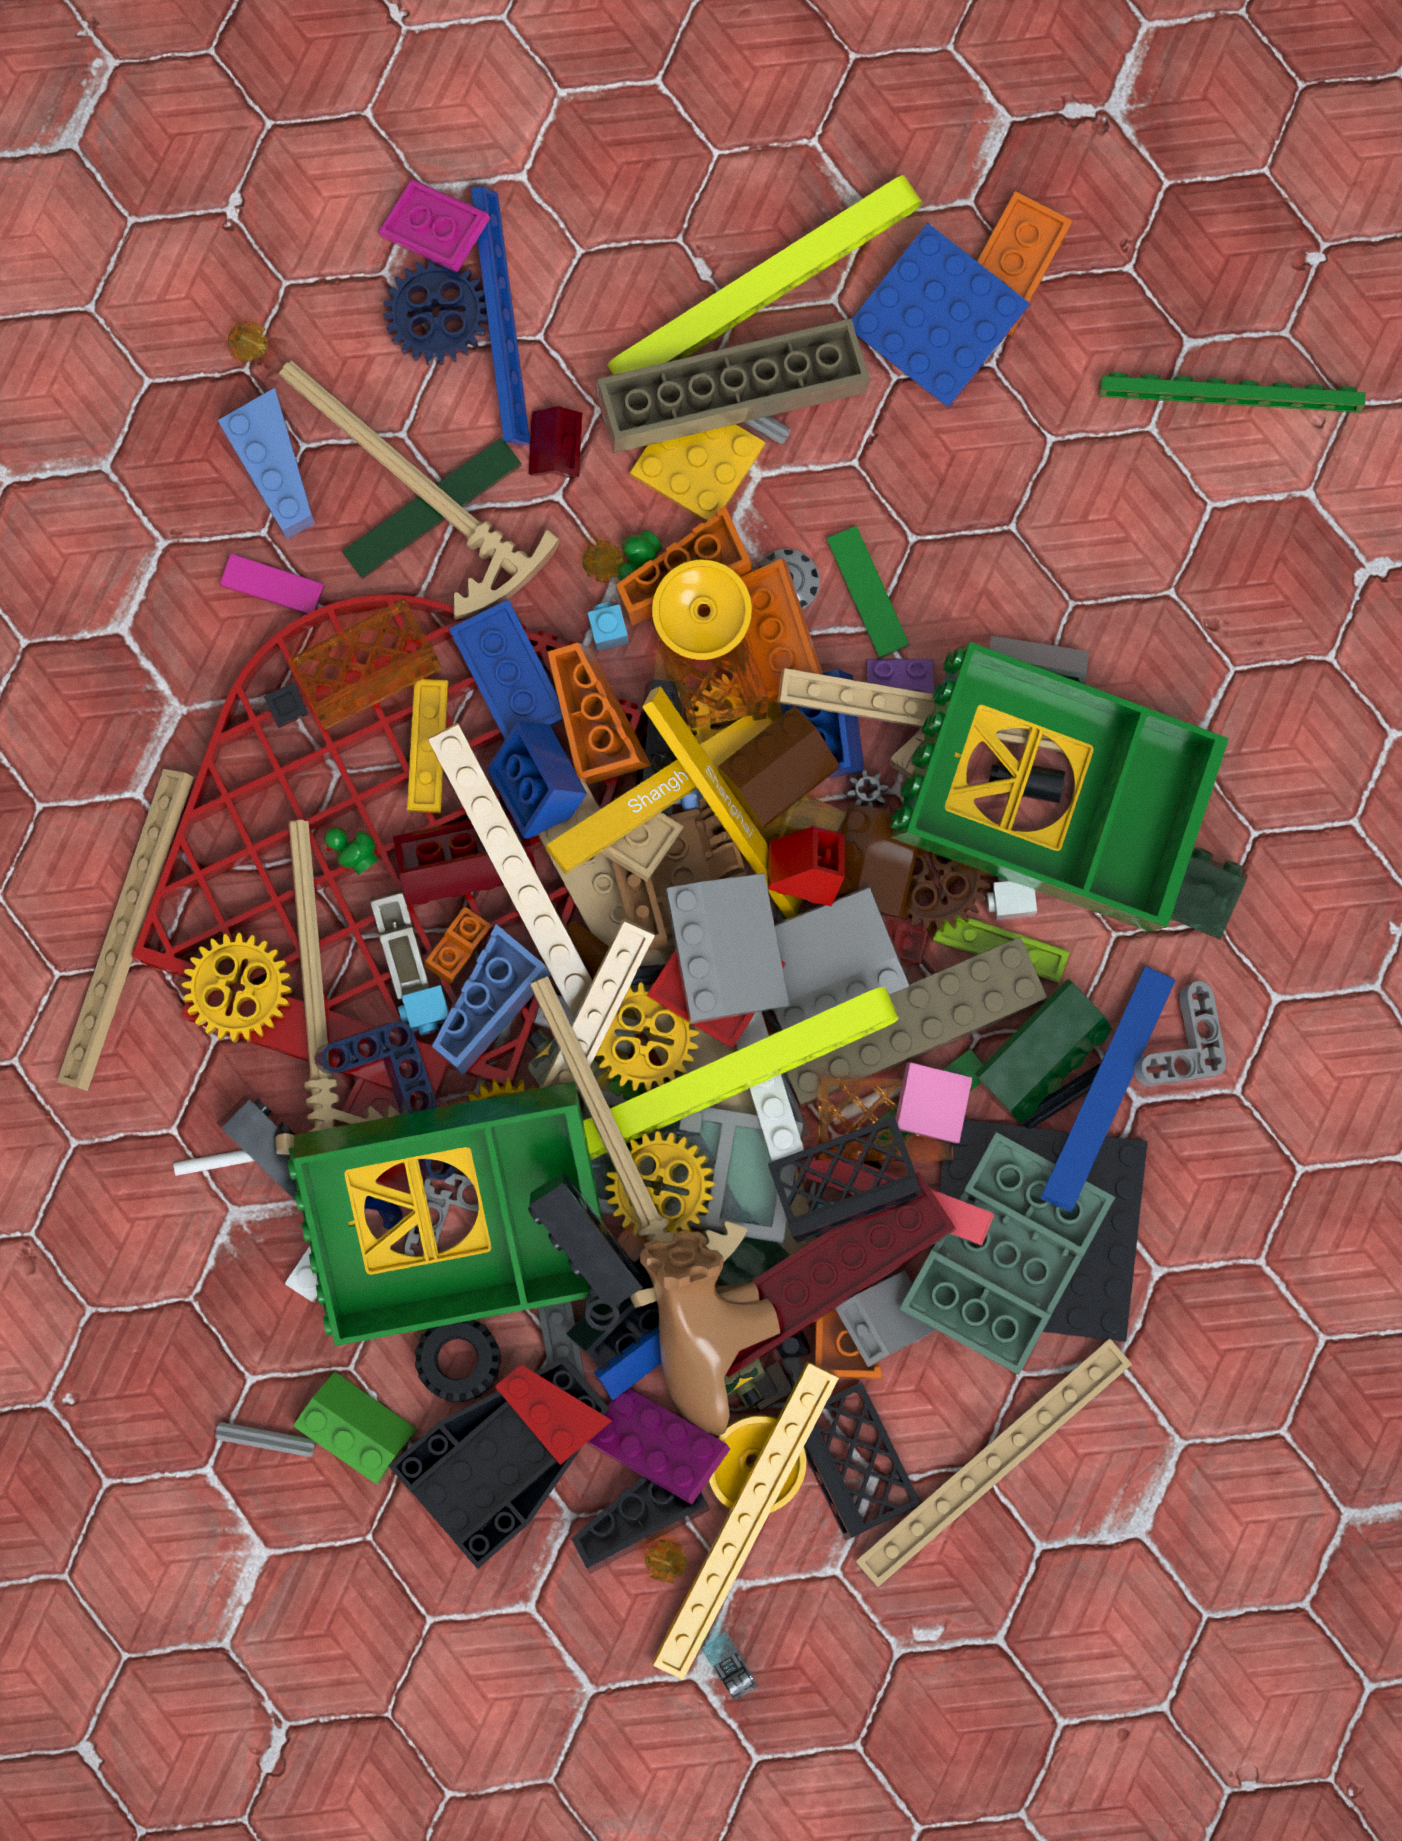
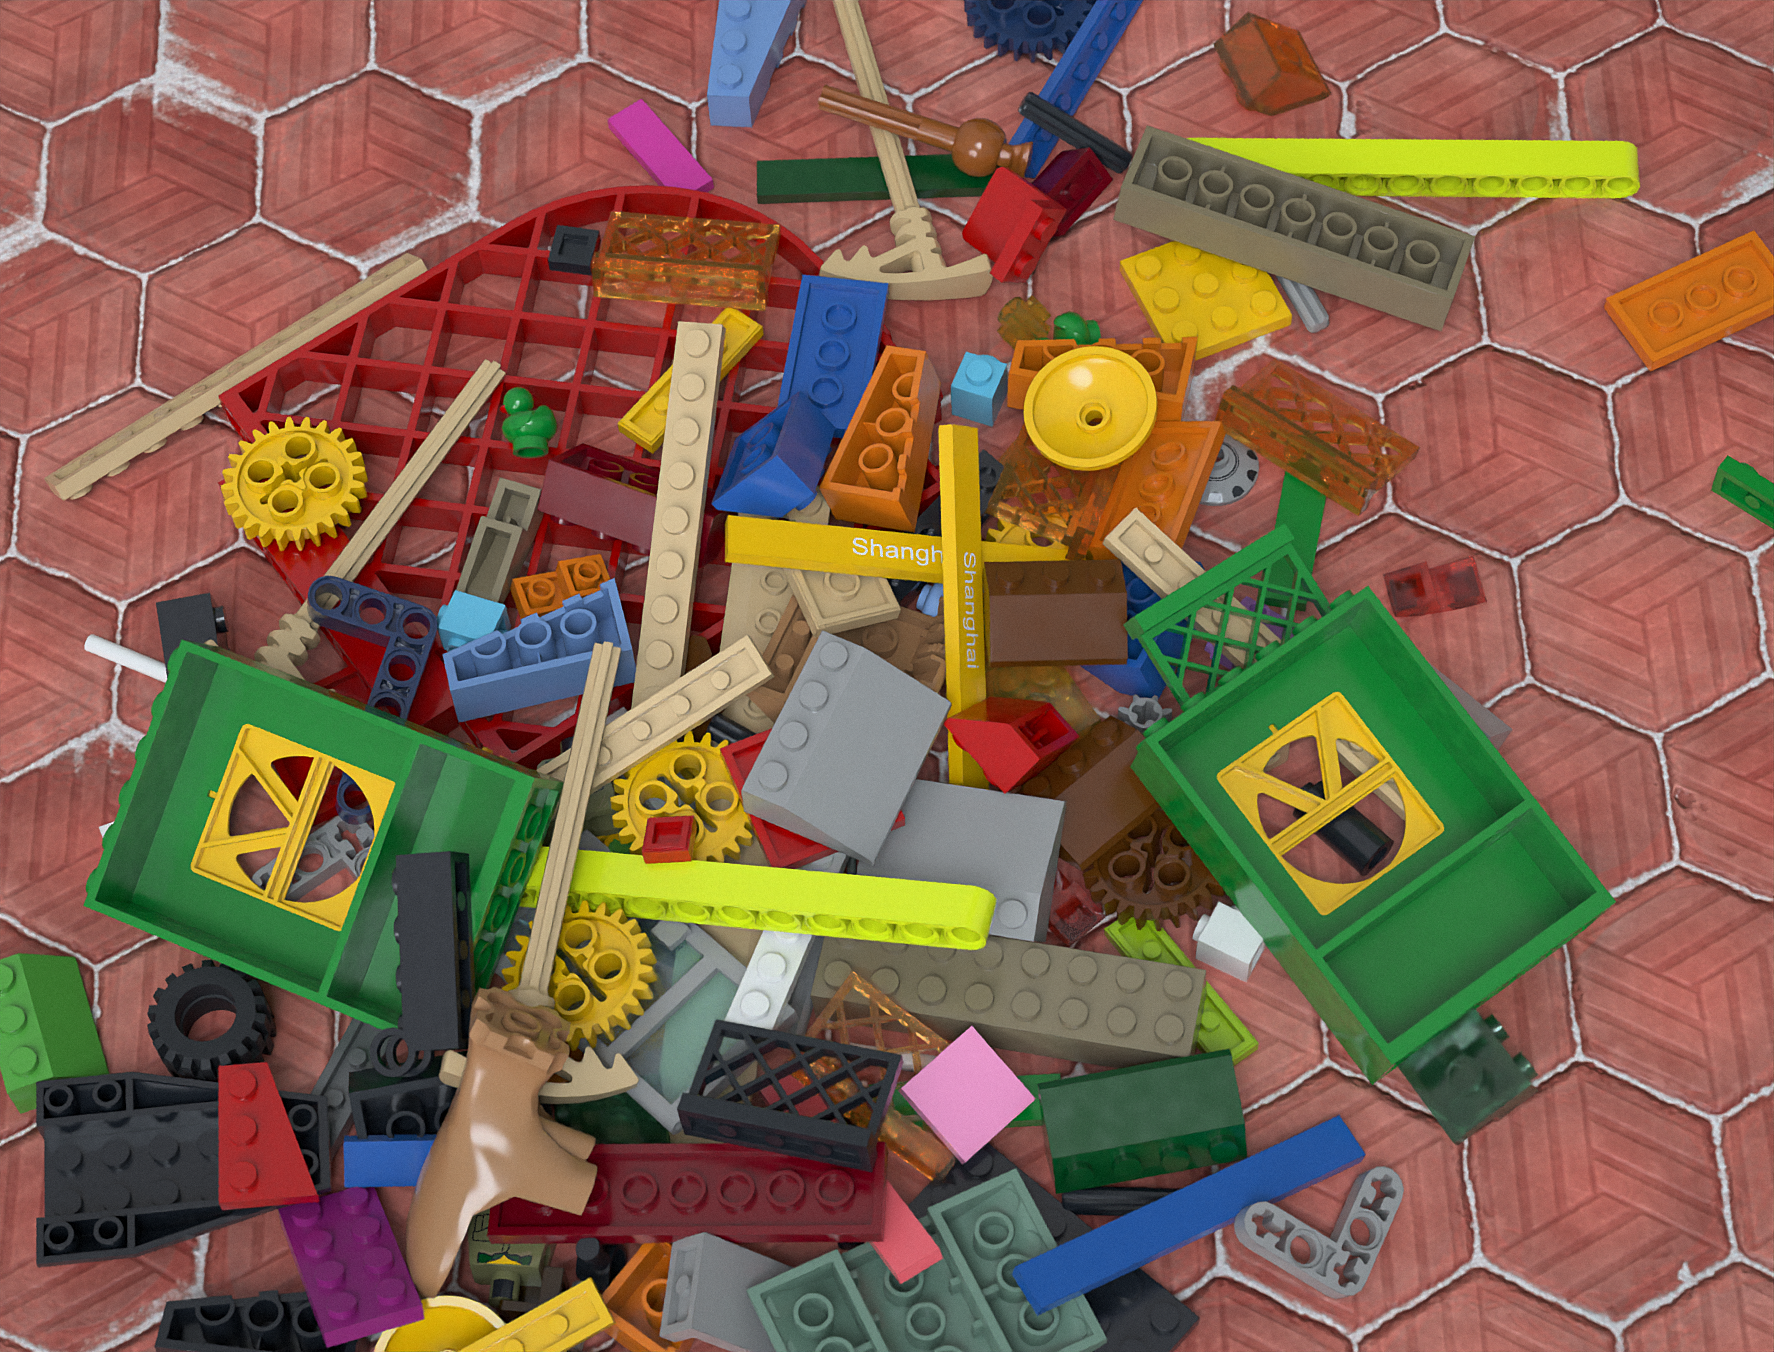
camera: 35 degrees right, 20 degrees down
(389, 1211) = (268, 812): clear blue arm -> none
(486, 454) = (975, 146): none -> dark orange piece
(540, 399) = (1074, 131): none -> black axle
(548, 496) = (1012, 225): none -> red bracket
(628, 261) = (1269, 66): none -> clear orange slope
(658, 1071) = (669, 839): none -> red tile
(837, 541) = (1308, 451): none -> clear orange fence
(864, 691) = (1210, 586): none -> green fence
(938, 315) = (1579, 300): blue plate -> none
(978, 579) = (1439, 589): none -> clear red slope

